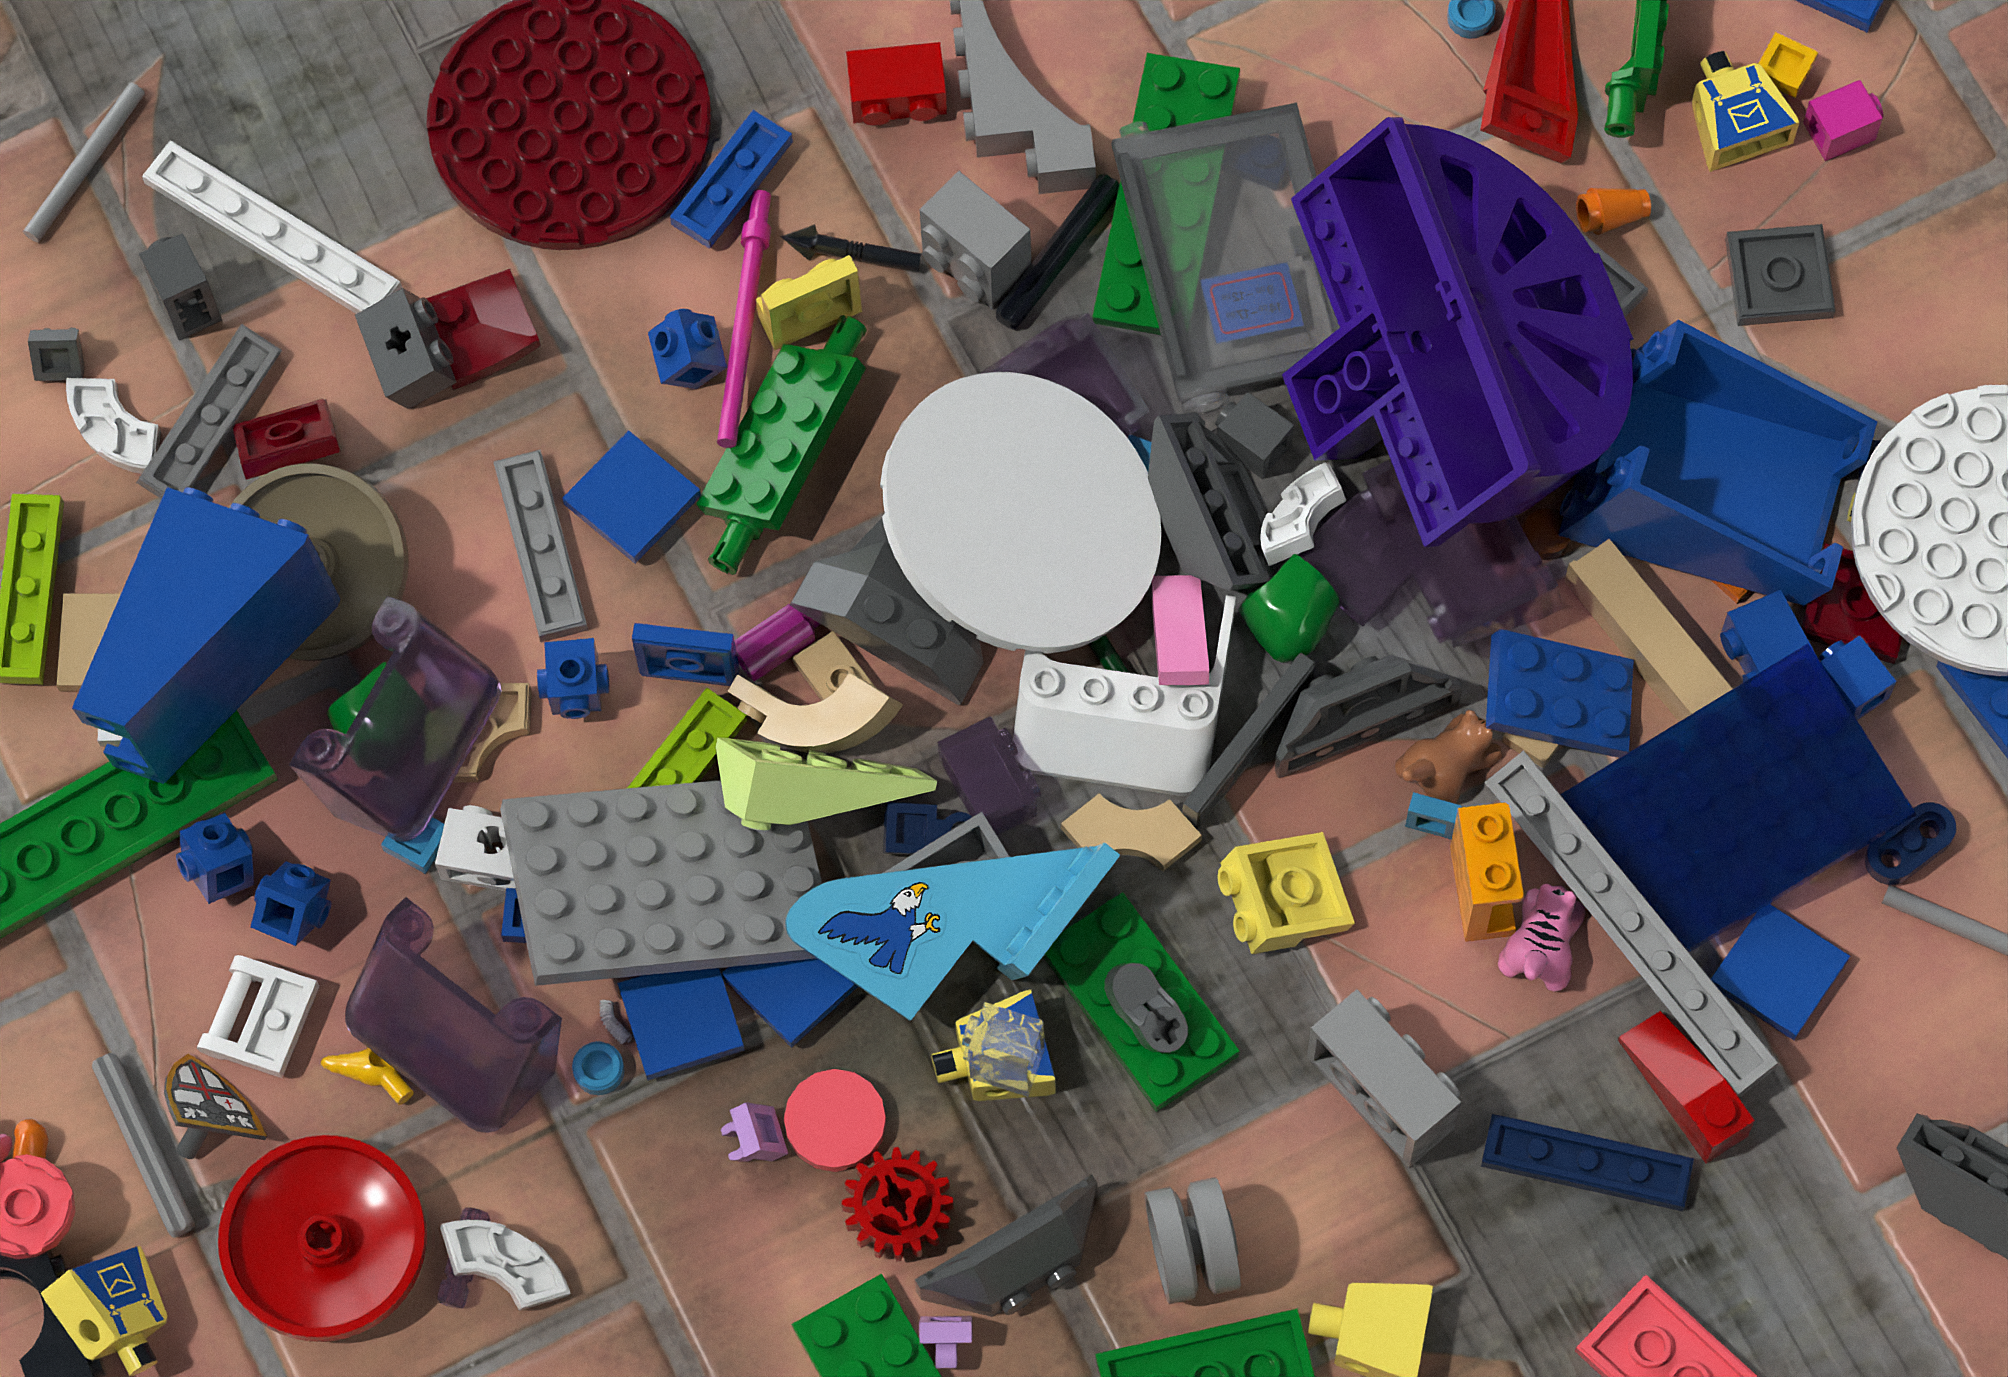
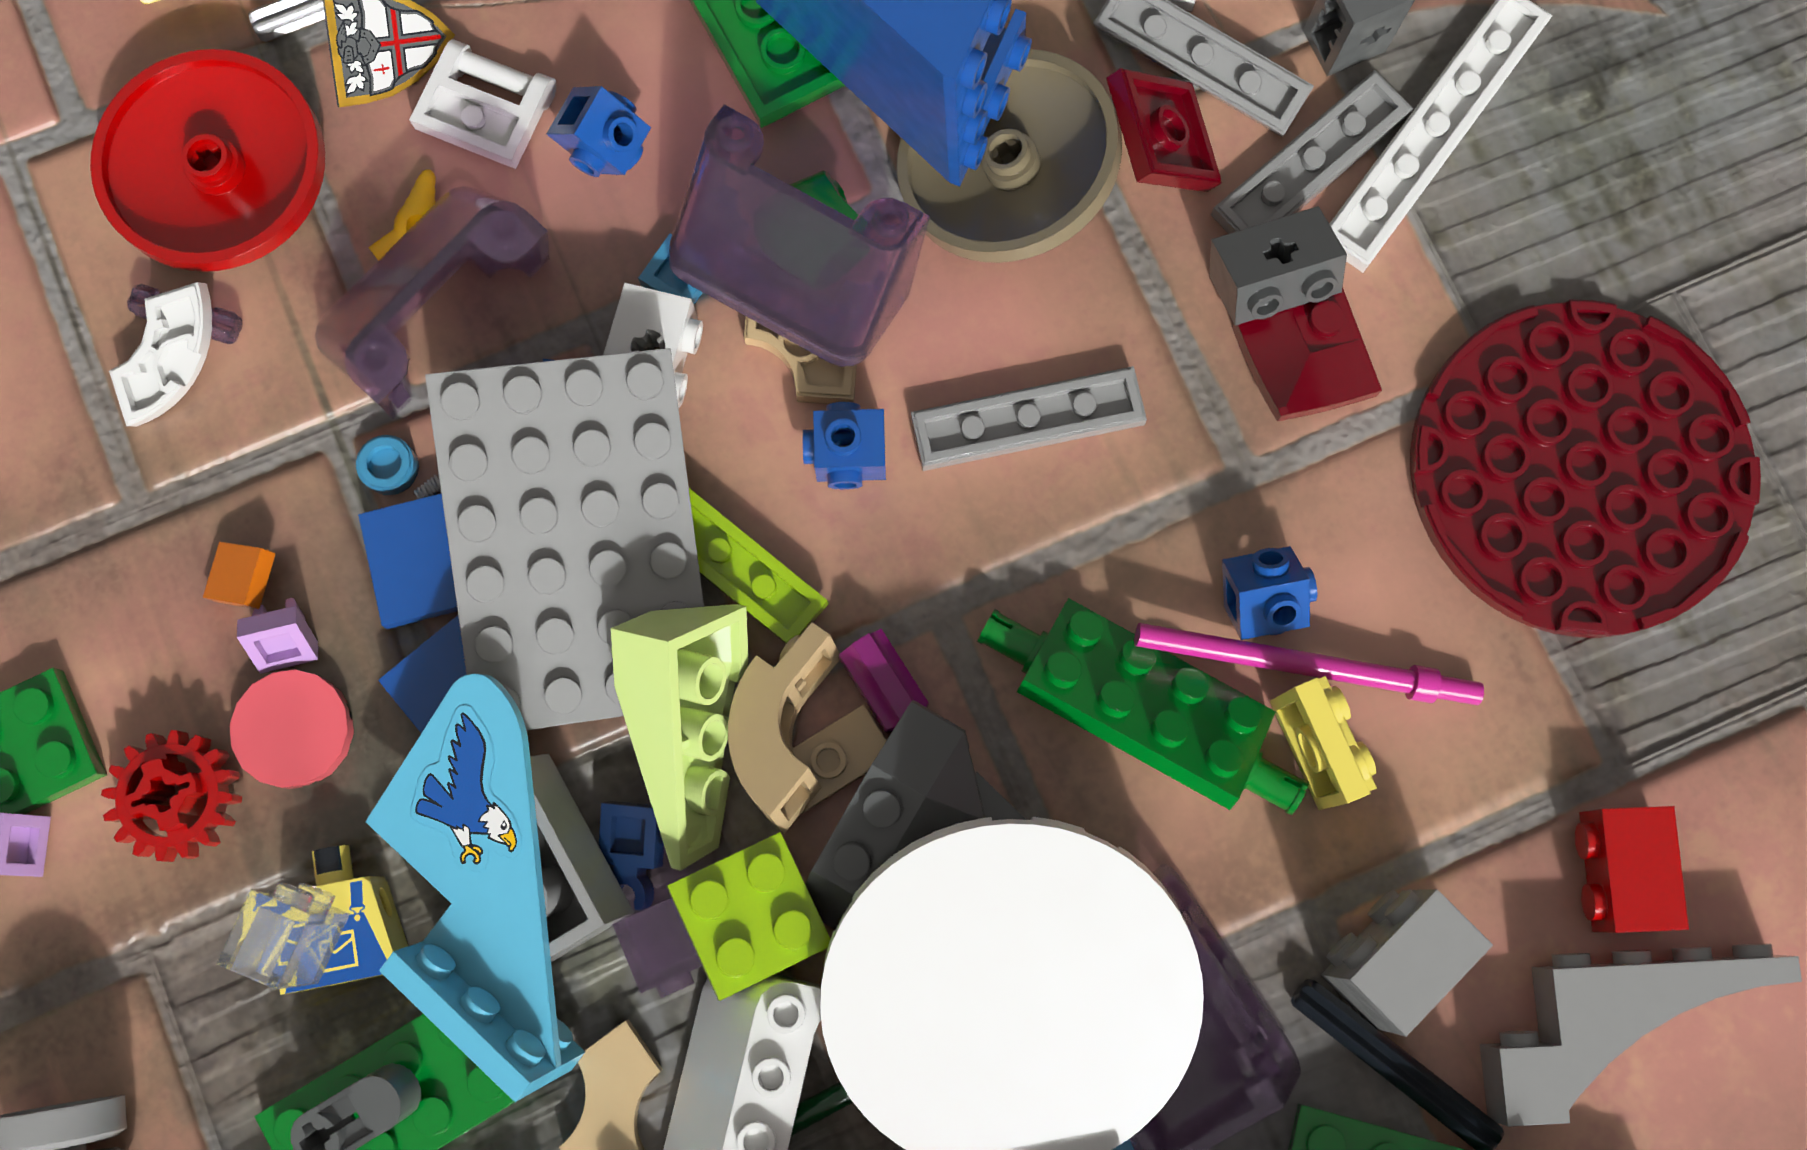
camera: 90 degrees right, 10 degrees up
(216, 857) = (661, 53): blue brick -> none
(303, 328) = (1315, 156): none -> light grey tile
(631, 496) = (1080, 522): blue tile -> none
(685, 654) = (860, 572): blue tile -> none
(703, 1175) = (239, 575): none -> orange tile
(731, 179) = (1500, 657): blue plate -> none
(809, 242) = (1412, 750): black piece -> none
(970, 717) = (749, 916): none -> lime plate
(1017, 1258) = (88, 934): dark grey wedge -> none

